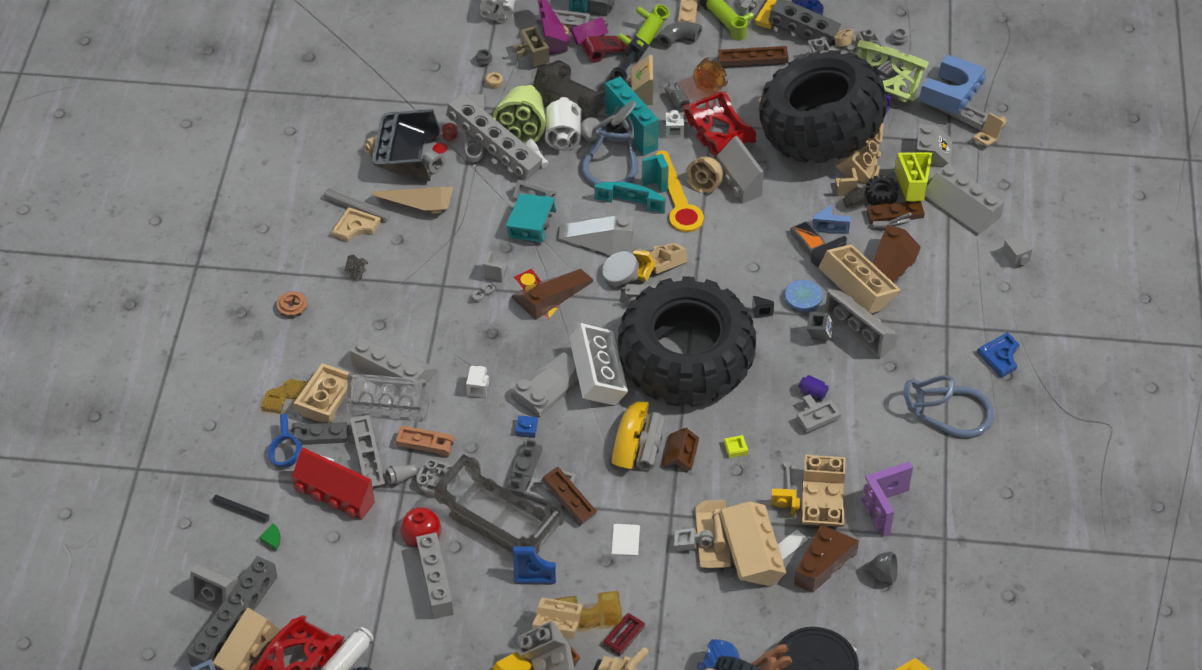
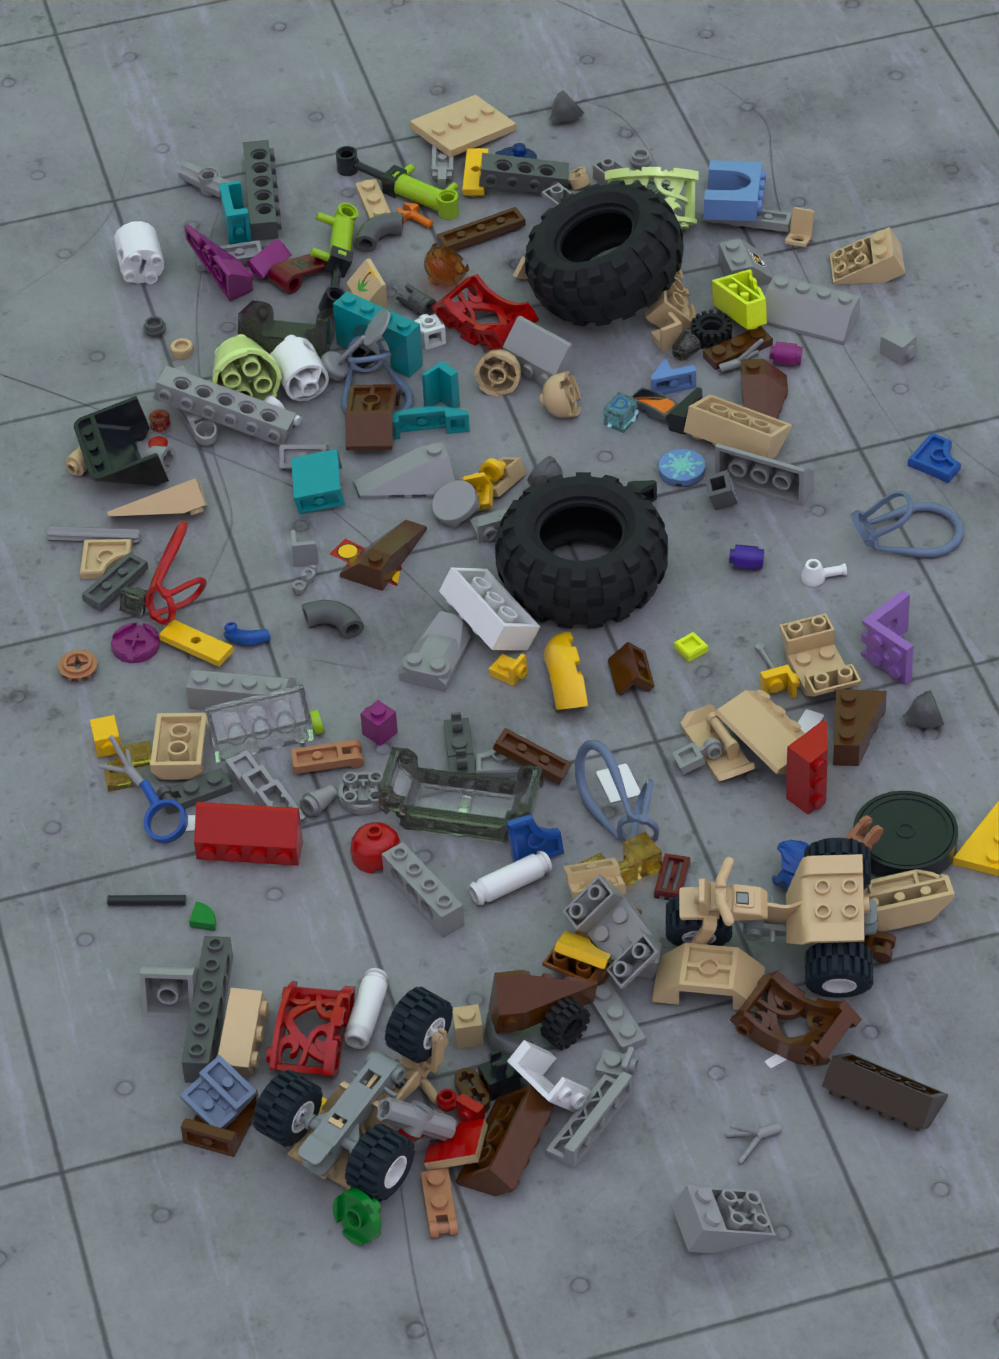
camera: 20 degrees left, 5 degrees down
(279, 367) = (101, 730): none -> yellow brick
(281, 398) = (132, 773): none -> light grey plant
(341, 300) = (135, 643): none -> magenta tile
(354, 245) = (115, 579): none -> dark grey plate
(381, 316) = (196, 643): none -> yellow tile
(385, 248) = (161, 570): none -> red animal
(418, 323) = (245, 637): none -> blue arm
(431, 410) = (316, 722): none -> lime tile
(474, 427) = (379, 722): none -> magenta brick
(477, 382) = (354, 675): white brick -> none
(489, 327) = (335, 614): none -> dark grey cylinder
(503, 590) = (510, 878): none -> white axle
(526, 426) = (437, 704): blue plate -> none
(533, 46) = (212, 294): dark tan brick -> none
(592, 416) = (509, 669): none -> yellow bracket
(593, 177) = (371, 416): none -> reddish brown slope
(617, 581) = (645, 794): none -> sand blue animal
(650, 441) = (593, 672): light grey piece -> none
(660, 251) = (493, 469): none -> yellow tile
(684, 215) = (492, 427): yellow piece -> none
(698, 268) = (546, 468): none -> dark grey helmet
(711, 27) = (411, 212): none -> orange bar
(742, 208) = (561, 396): none -> tan cylinder
(765, 585) = (808, 769): none -> red slope
(780, 236) = (621, 412): none -> clear light blue brick
(817, 414) = (765, 585): light grey hinge -> none
(859, 420) = (814, 574): none -> white bar
(928, 229) = (786, 354): none -> magenta brick
(1030, 173) = (868, 260): none -> tan slope

